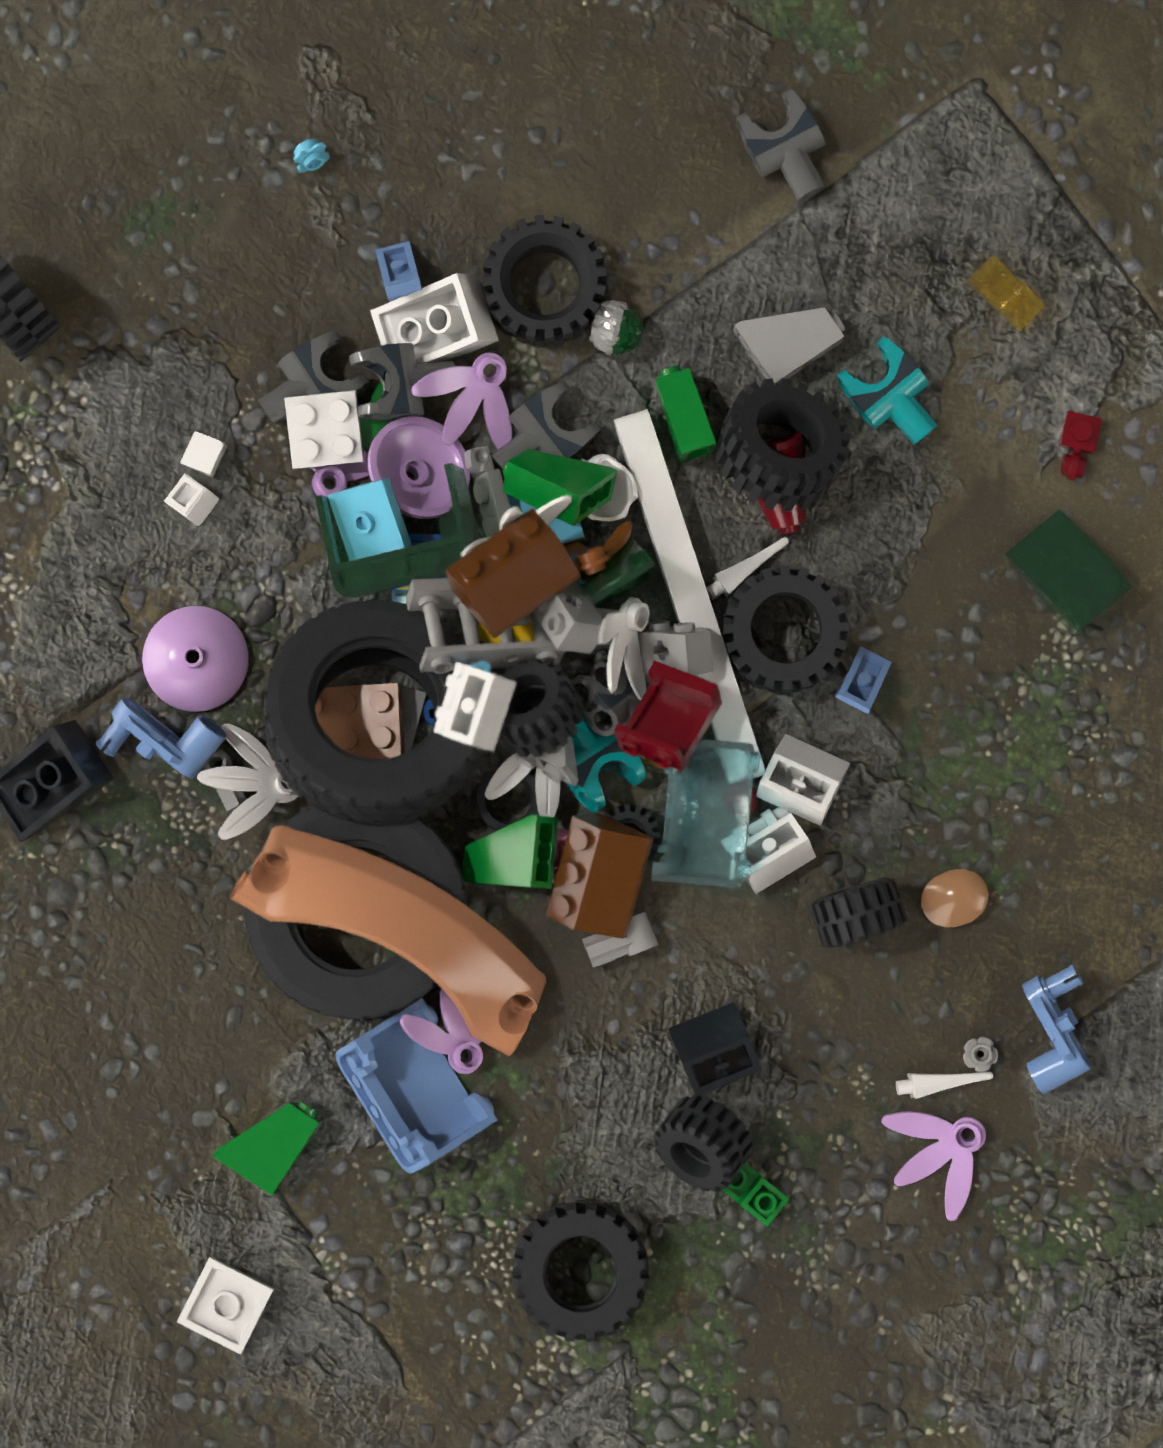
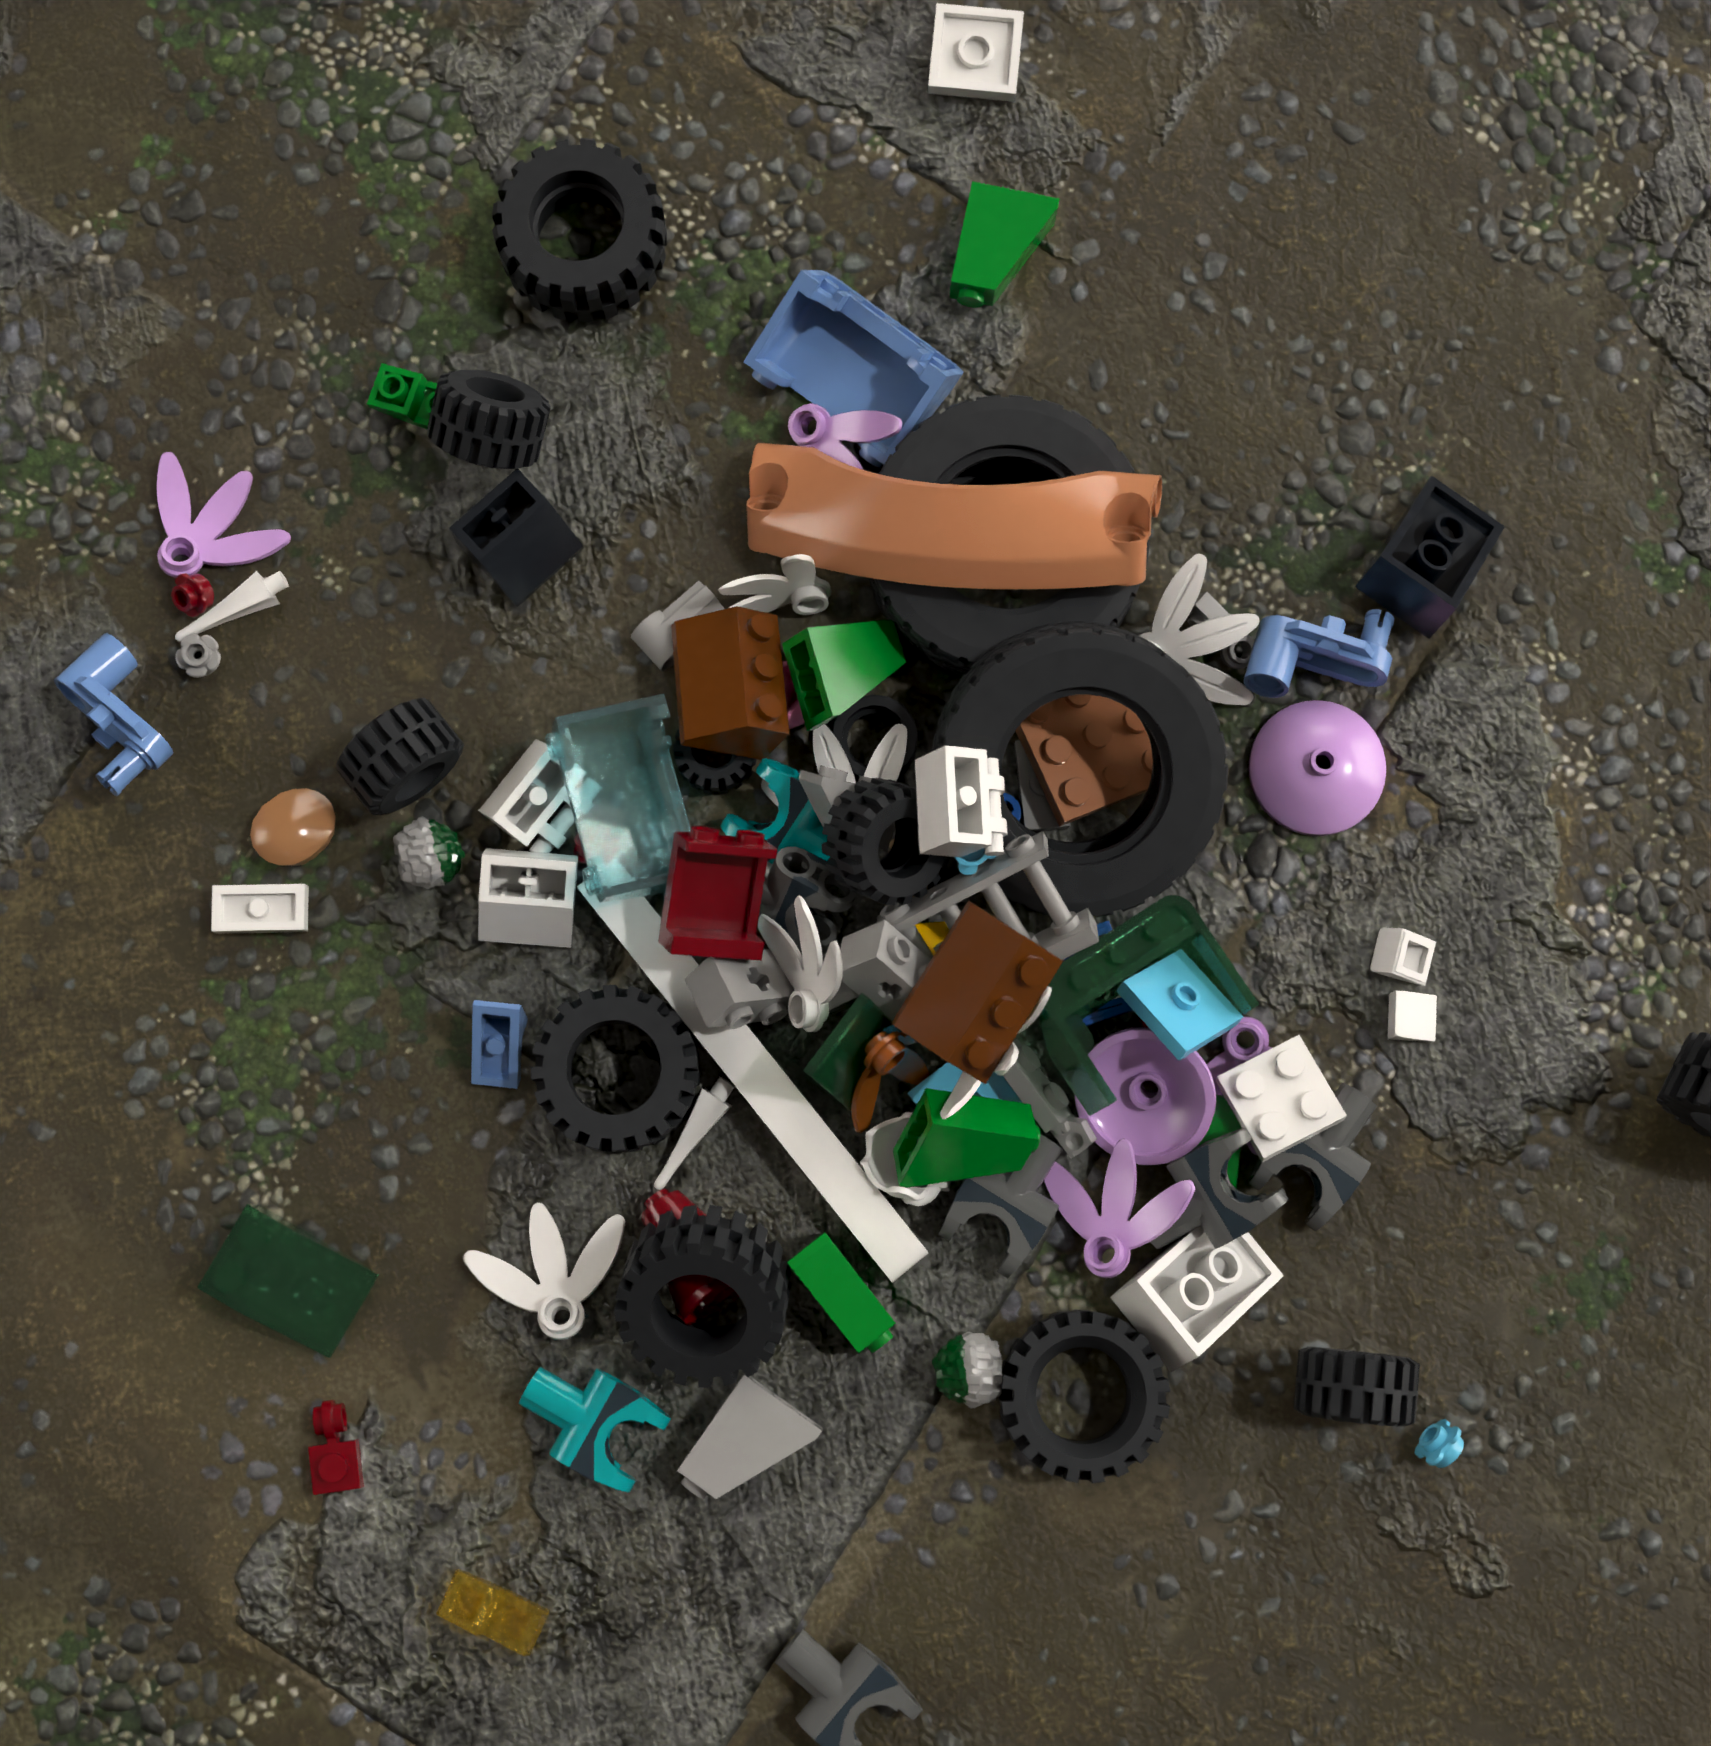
camera: 160 degrees right, 5 degrees down
(354, 213) = (1356, 1386): none -> black tyre
(398, 270) = (1268, 1337): medium blue slope -> none
(518, 928) = (771, 591): none -> white plant
(864, 838) = (427, 853): none -> light grey piece
(880, 517) = (549, 1257): none -> white plant
(968, 1101) = (192, 594): none -> dark red plate
(999, 846) = (260, 908): none -> white plate

